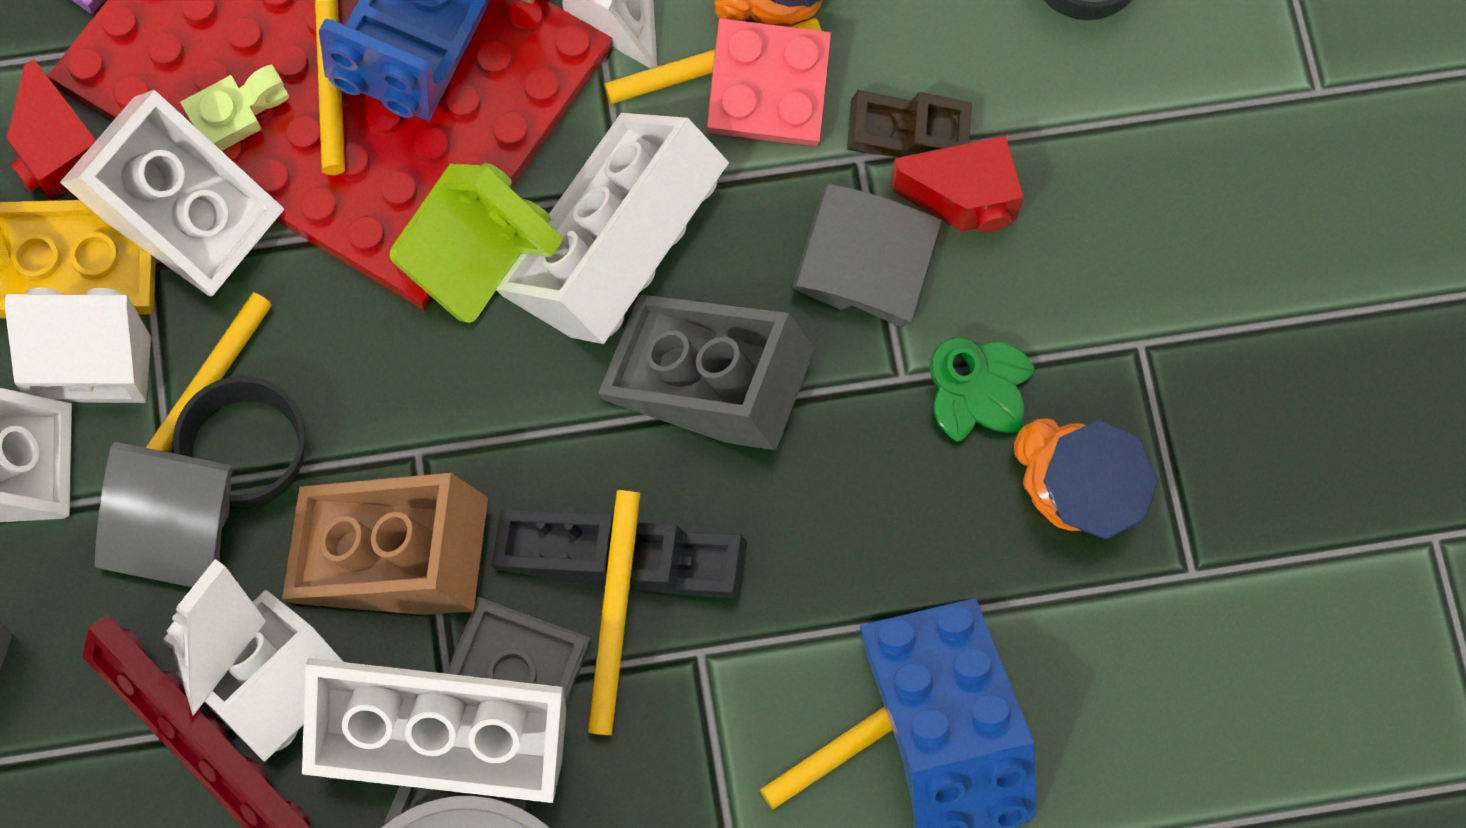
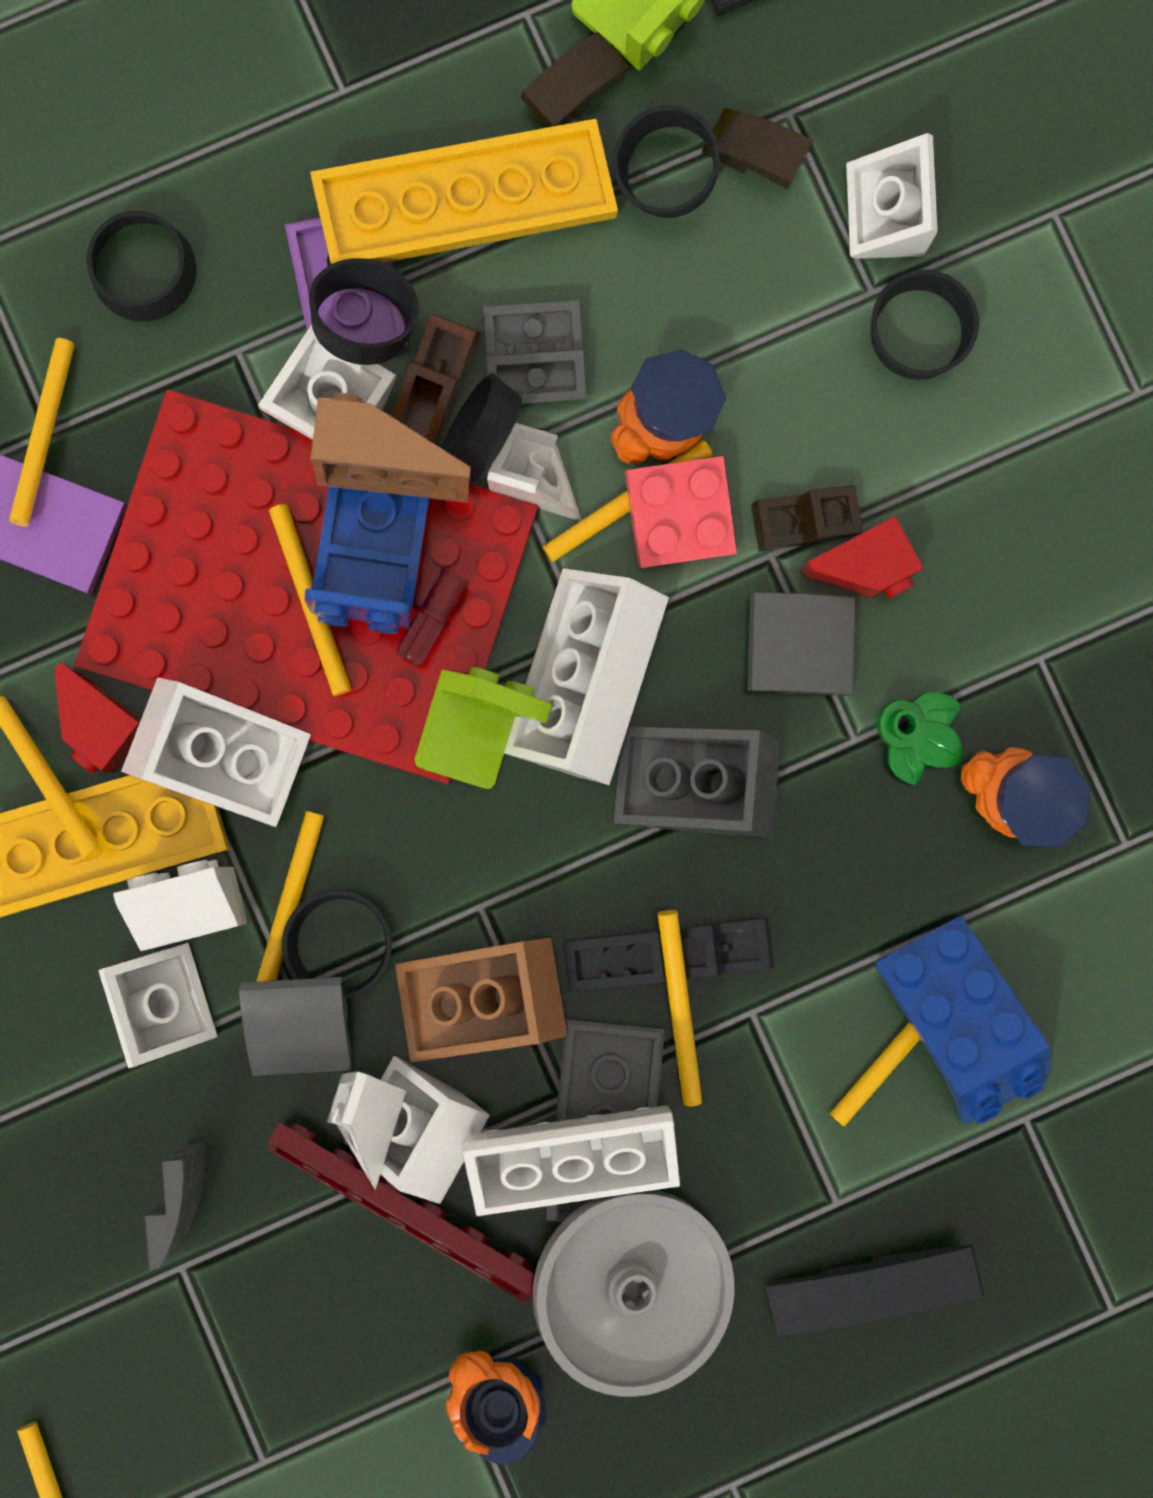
camera: 15 degrees left, 15 degrees up
(228, 112) = (238, 665): yellowish green plate -> none
(458, 114) = (432, 617): none -> dark red axle

